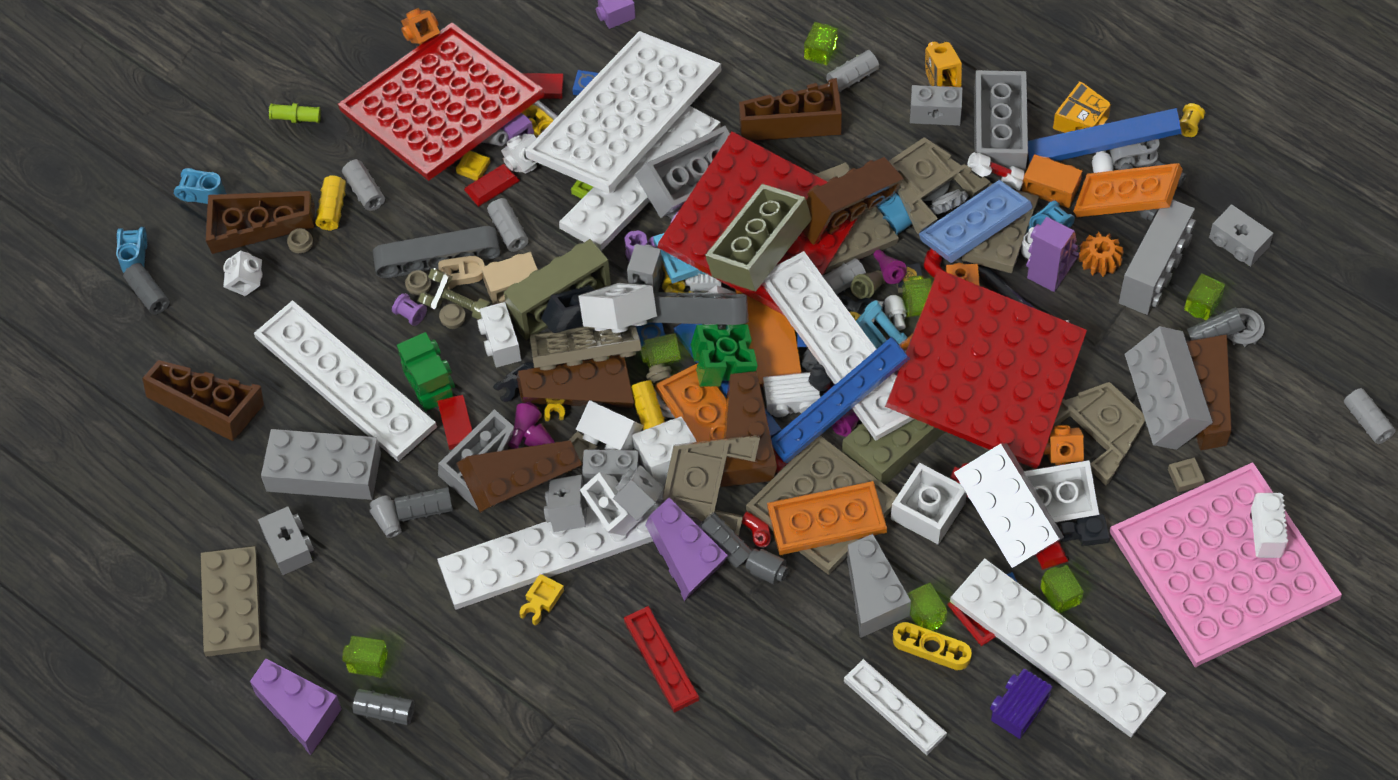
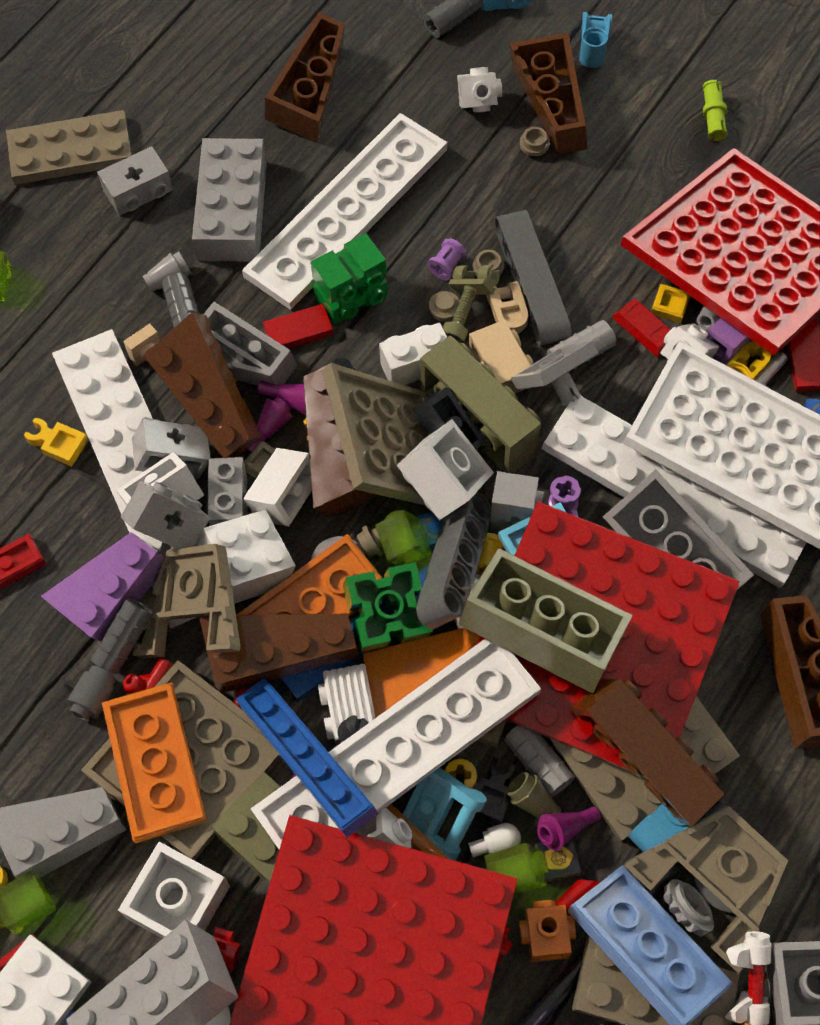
camera: 85 degrees right, 5 degrees up
(330, 203) = (589, 161): yellow axle -> none
(363, 185) = (620, 190): light grey axle -> none
(459, 532) = (140, 343): none -> tan plate
(539, 228) = (555, 369): none -> light grey tile
(647, 404) = (315, 529): yellow axle -> none

